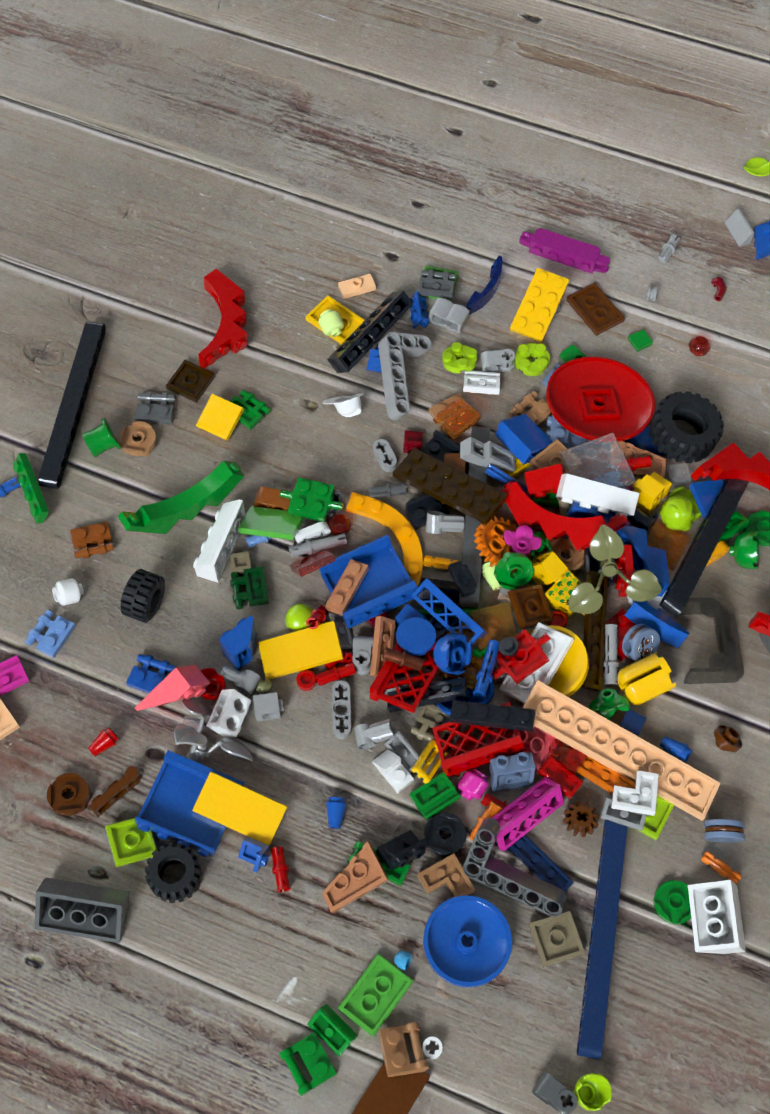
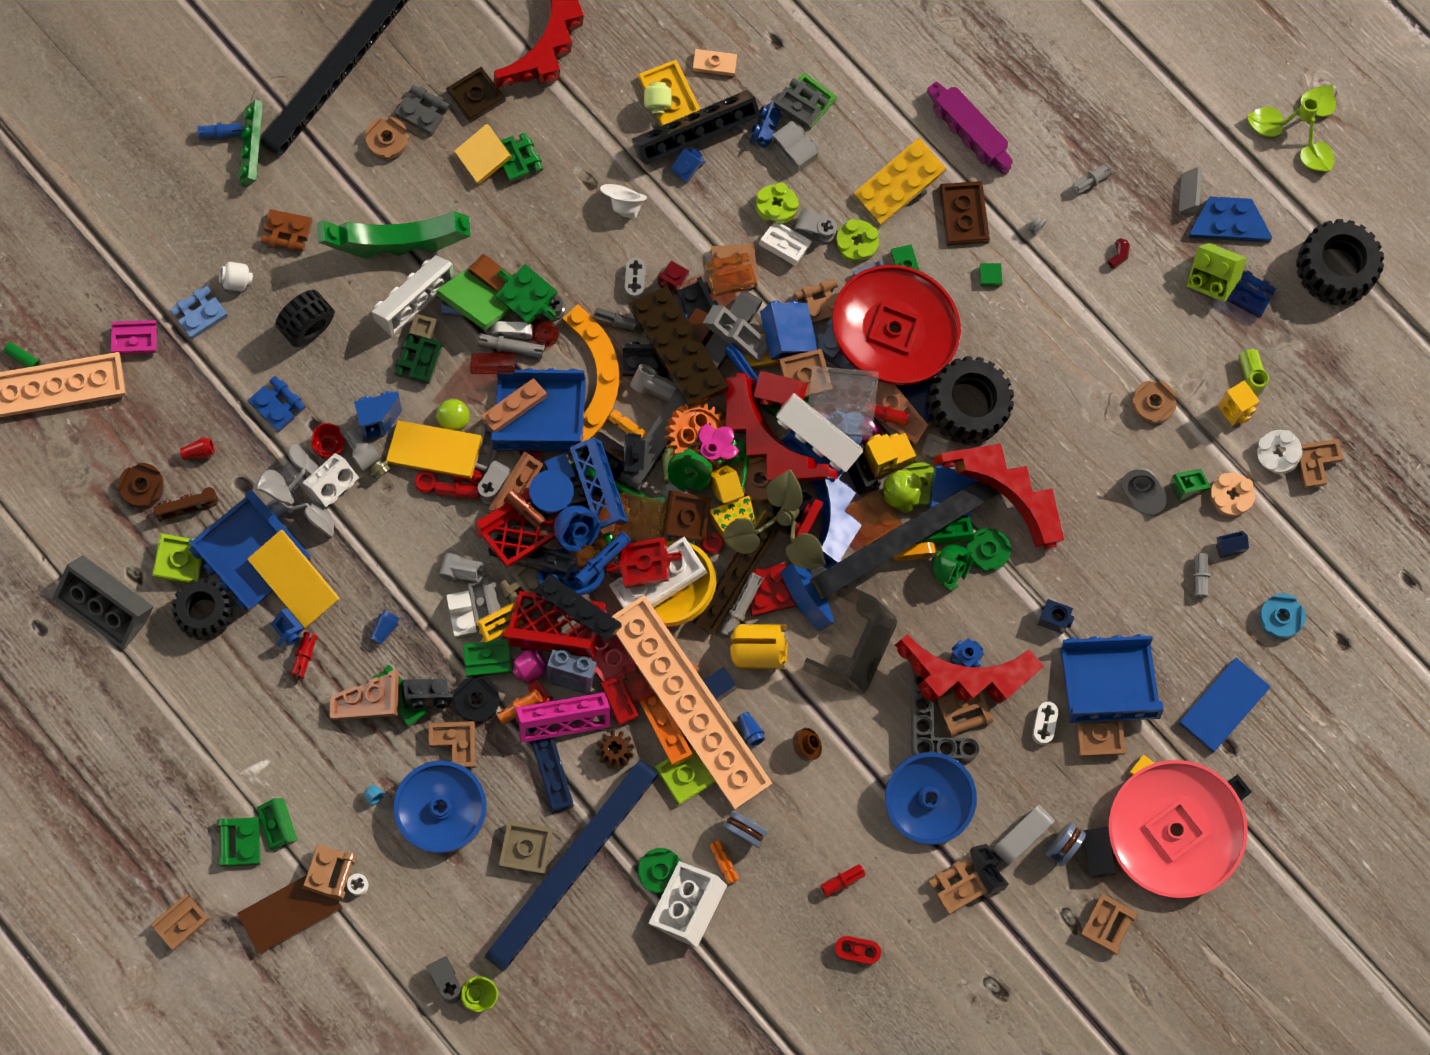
camera: 20 degrees right, 10 degrees up
(100, 439) = (346, 121): green piece -> none
(180, 684) = (290, 430): coral slope -> none
(267, 706) = (372, 491): light grey brick -> none
(317, 617) = (467, 423): red axle -> none
(346, 702) = (431, 540): light grey beam -> none
(375, 995) = (332, 813): bright green tile -> none
(391, 353) = (698, 186): light grey beam -> none
(478, 299) = (837, 144): clear blue slope -> none
(509, 646) = (636, 547): black plate -> none
(509, 879) = (509, 768): dark grey beam -> none
(608, 702) = (709, 650): green plate -> none
(622, 817) = (656, 765): light grey slope -> none
(640, 642) = (777, 606): sand blue head -> none
(640, 799) = (677, 759): white plate -> none
(698, 350) = (1049, 317): clear red plate -> none

